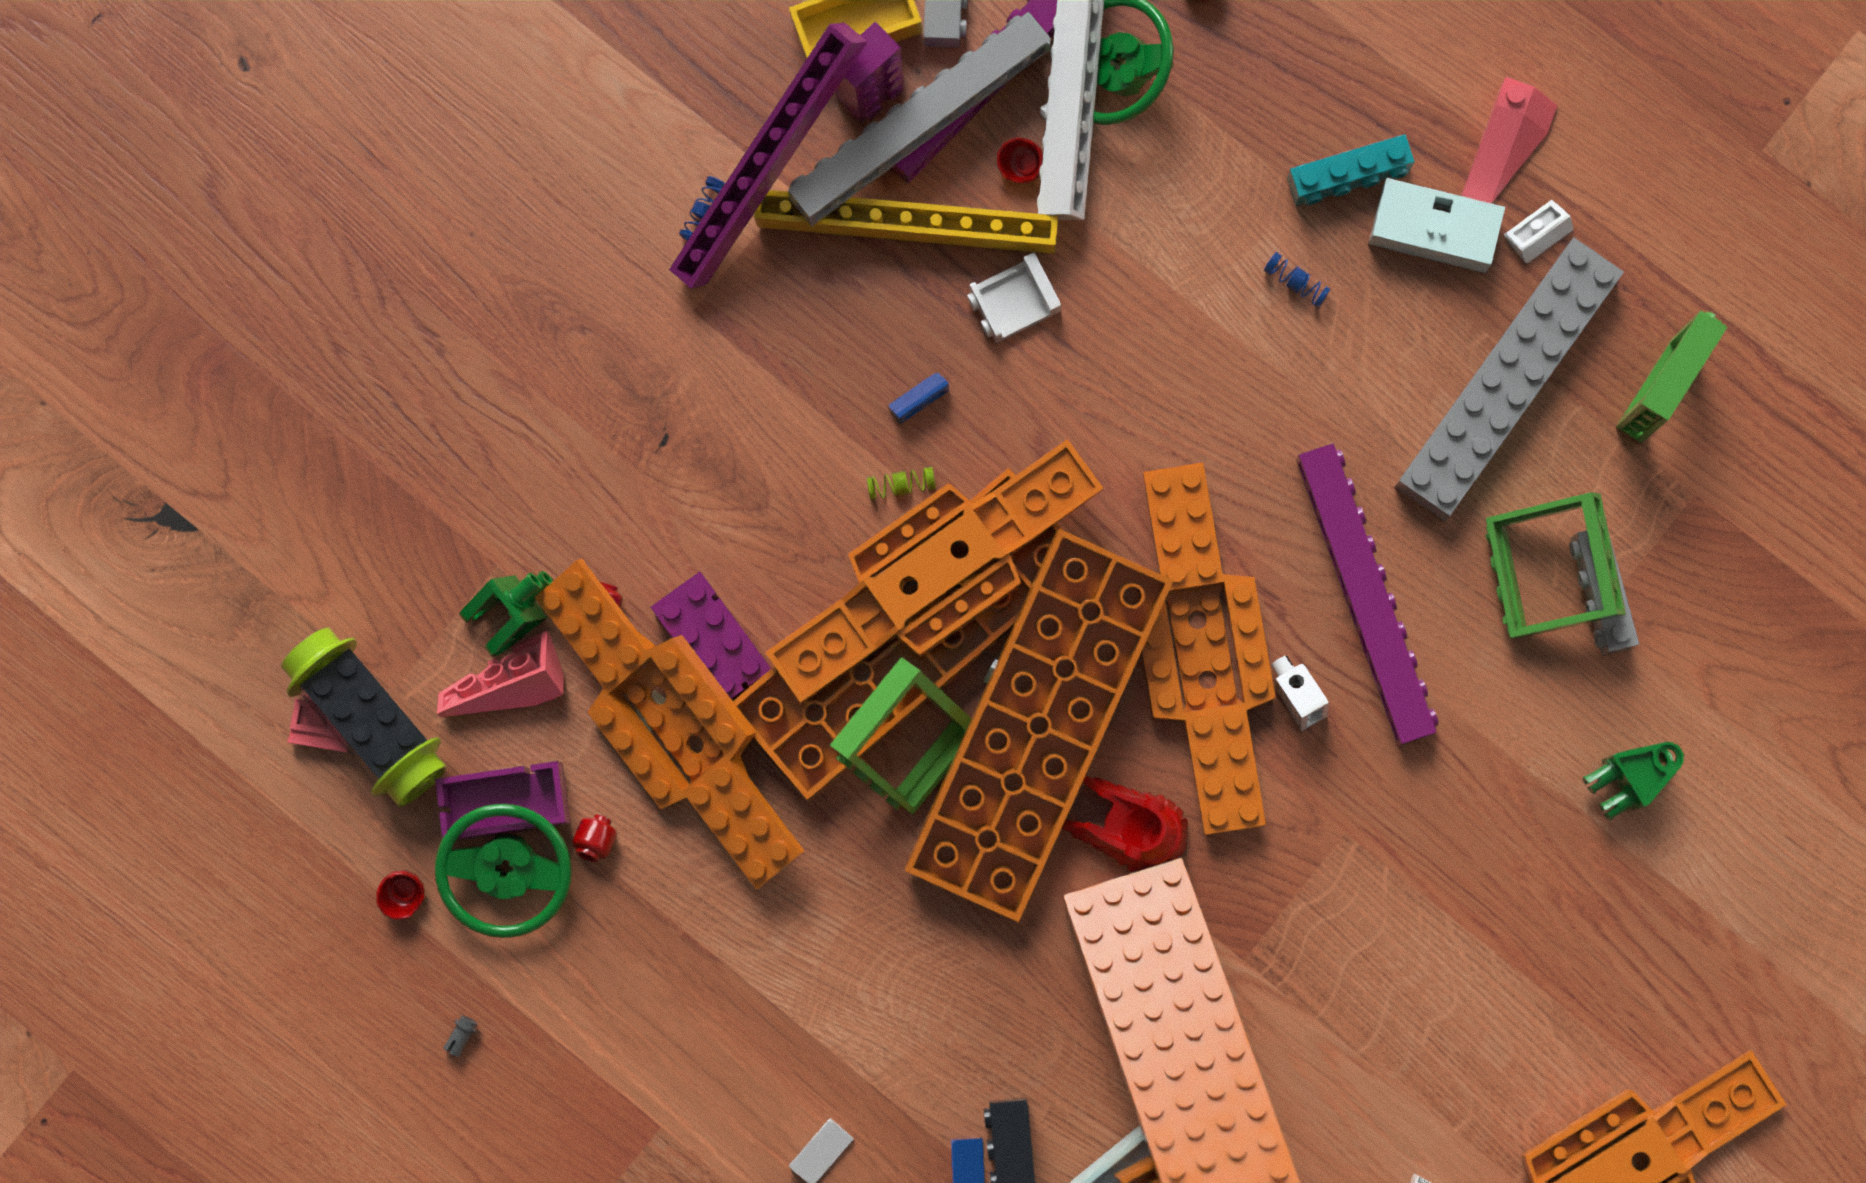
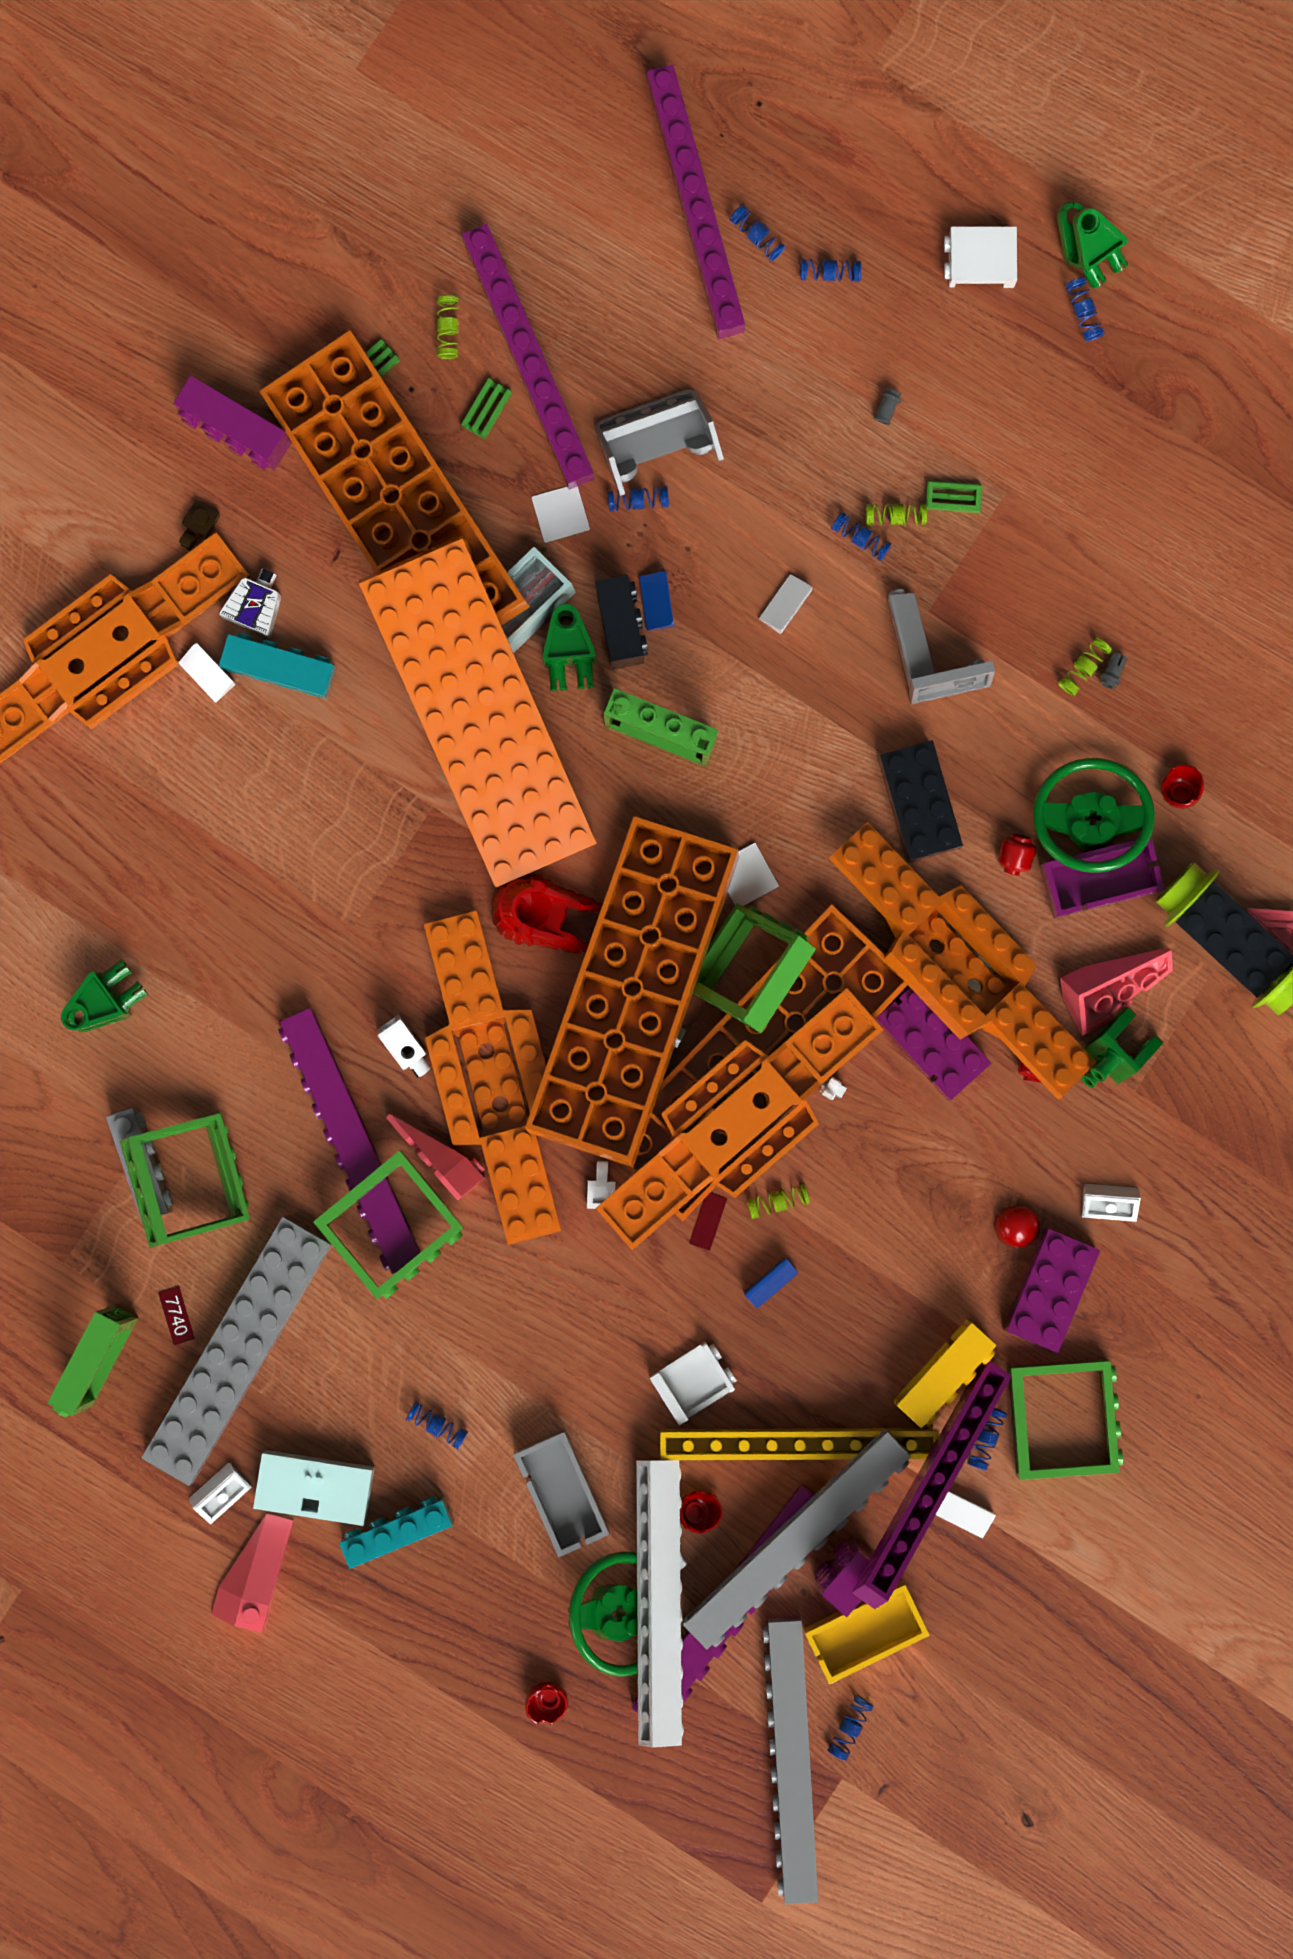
camera: 165 degrees right, 5 degrees up
(491, 1045) = (1085, 665): none -> lime piece
(539, 448) = (1110, 1202): none -> white slope
(565, 233) = (1111, 1403): none -> bright green window
(614, 358) = (1051, 1290): none -> magenta brick
(643, 431) = (1017, 1226): none -> red hair
(679, 1073) = (916, 658): none -> light grey piece
(695, 908) = (920, 801): none -> black brick
(730, 131) = (966, 1514): none -> white slope
(741, 278) = (944, 1374): none -> yellow piece
(828, 597) = (831, 1088): none -> white plate
(892, 844) = (751, 877): none -> white sticker
(977, 1018) = (660, 727): none -> bright green window
(980, 469) = (708, 1221): none -> dark red sticker
(1074, 1126) = (568, 647): none -> green piece
(1095, 514) = (600, 1188): none -> white plate
(1168, 194) = (561, 1492): none -> light grey piece
(1256, 552) = (450, 1166): none -> coral wedge
(1311, 444) = (428, 1254): none -> bright green window
(1409, 1138) = (277, 666): none -> teal brick
(1490, 1141) = (206, 673): none -> white slope
(1573, 425) = (176, 1315): none -> dark red sticker

